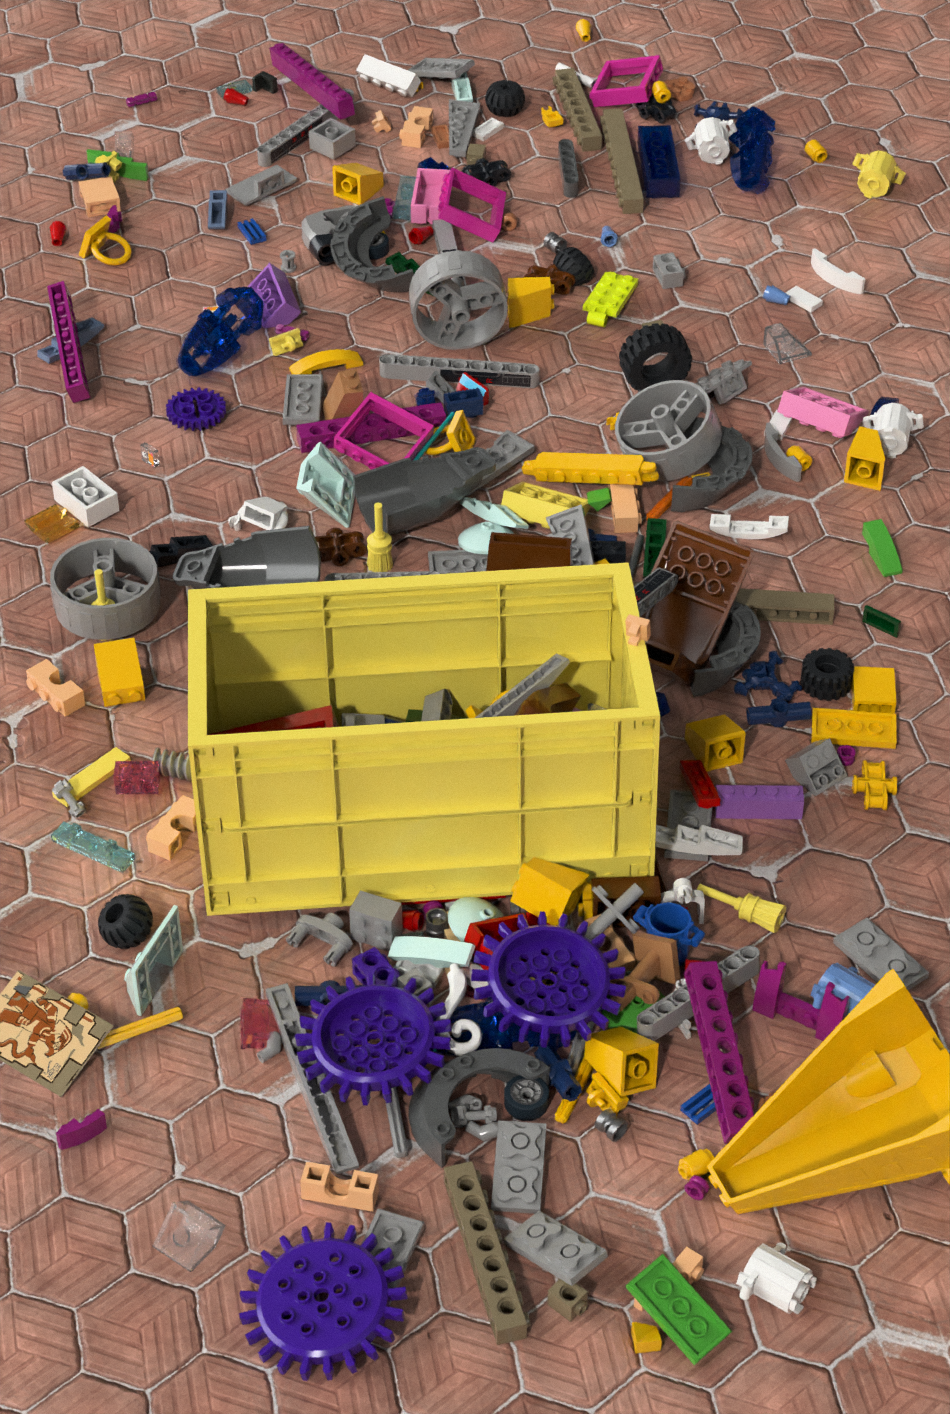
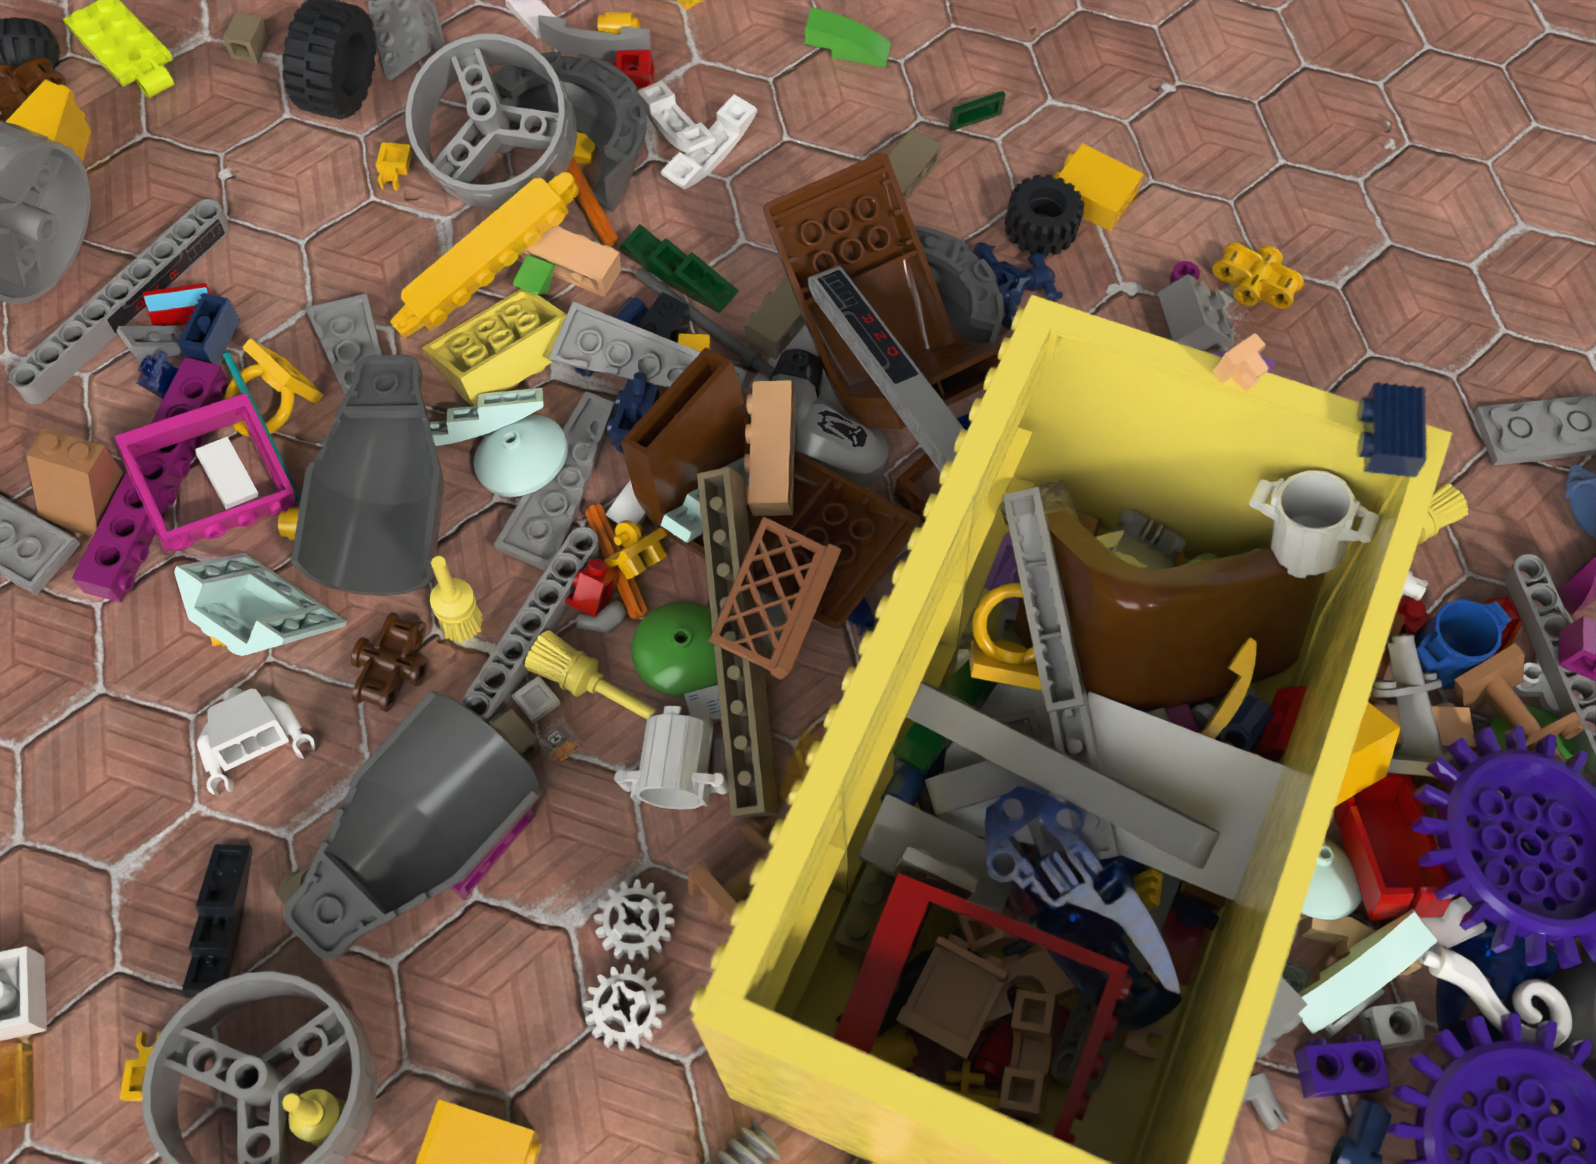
camera: 65 degrees left, 20 degrees up
(385, 440) = (226, 473): none -> white tile
(637, 687) = (1393, 429): none -> dark blue brick
(756, 505) = (672, 121): none -> white slope
(773, 476) = (637, 66): none -> red brick
(778, 713) = (1086, 286): dark blue piece -> none
(854, 728) = (1145, 242): yellow plate -> none

